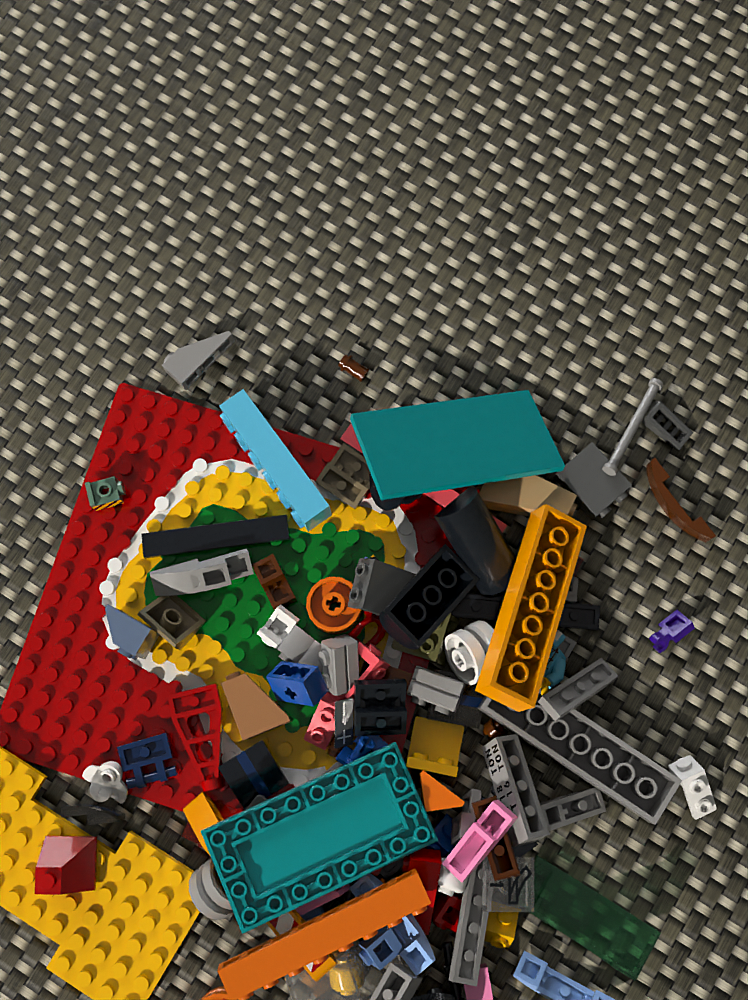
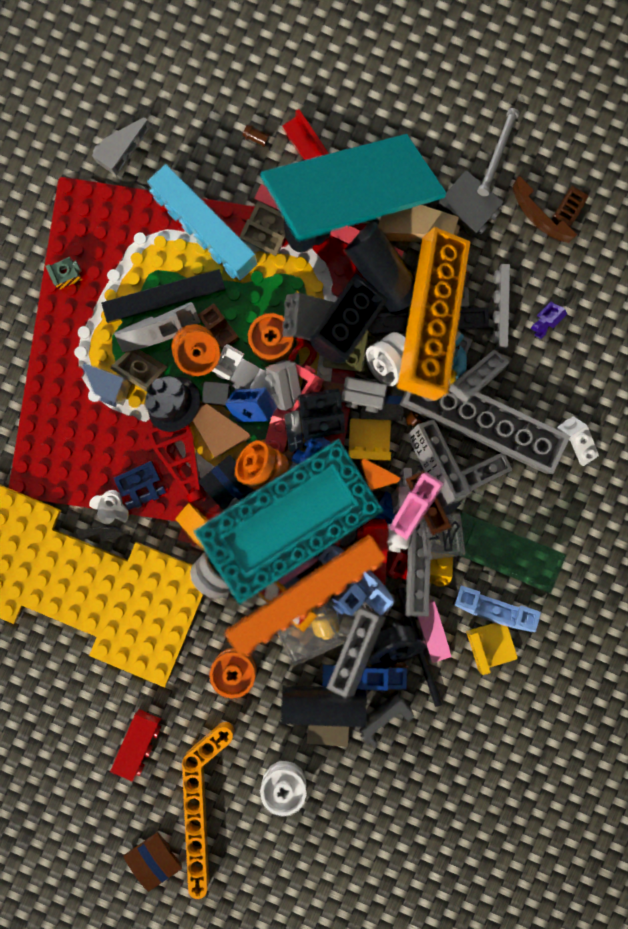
camera: 15 degrees left, 10 degrees up
(66, 865) = (90, 575): red slope -> none
(204, 666) = (172, 403): none -> black piece
(241, 607) = (201, 360): none -> orange wheel
(257, 662) = (215, 393): none -> dark grey panel
(296, 759) = (260, 465): none -> orange wheel
(408, 379) = (303, 137): none -> red panel
(614, 618) = (501, 297): none -> light grey plate
(661, 431) = (521, 153): dark grey slope -> none
(695, 512) = (557, 217): none -> reddish brown slope

